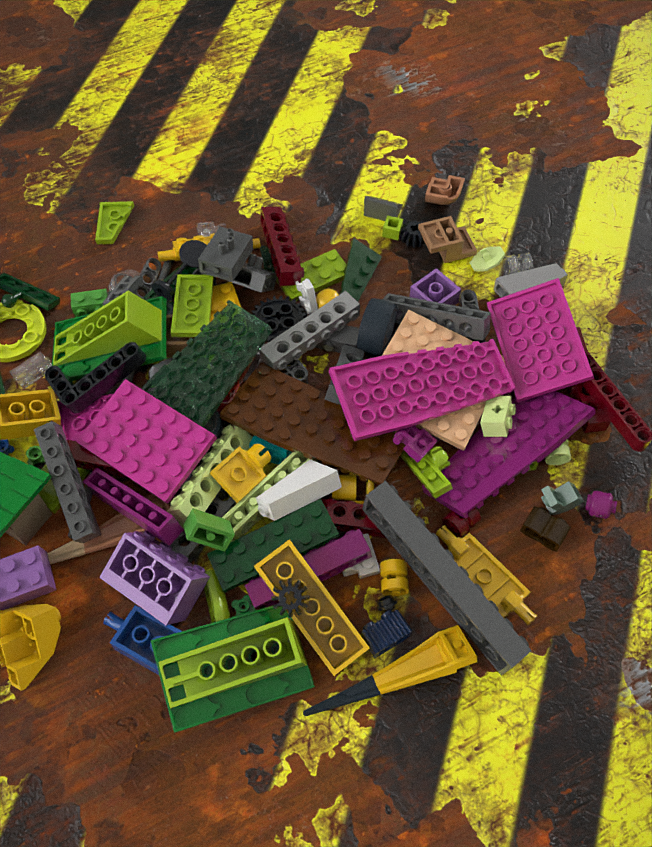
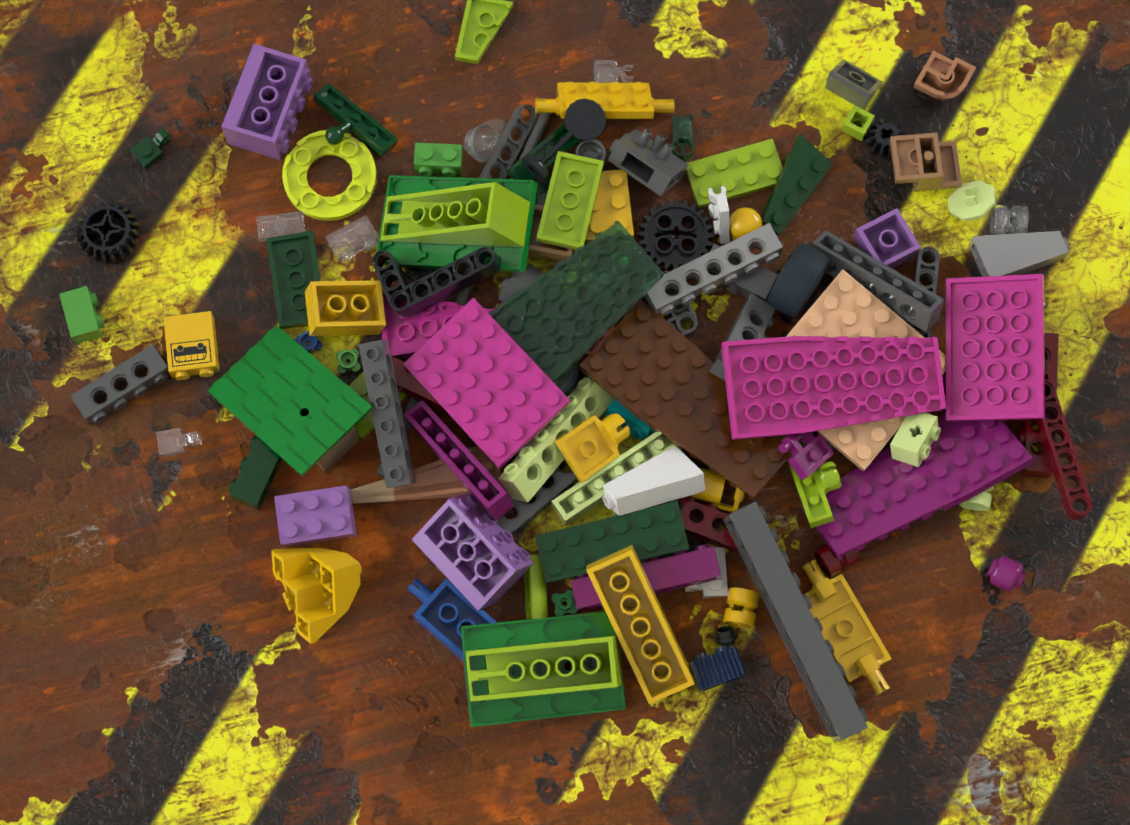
camera: 10 degrees right, 15 degrees up
(127, 283) = (483, 157): dark grey plate -> none
(208, 529) = (542, 513): bright green brick -> none
(225, 254) = (626, 138): dark grey piece -> none
(281, 246) = (697, 174): dark red brick -> none
(282, 600) = (629, 614): black gear -> none
(430, 660) = (758, 709): yellow plate -> none
(545, 528) = (932, 587): dark brown brick -> none
(562, 498) = (962, 556): sand green brick -> none

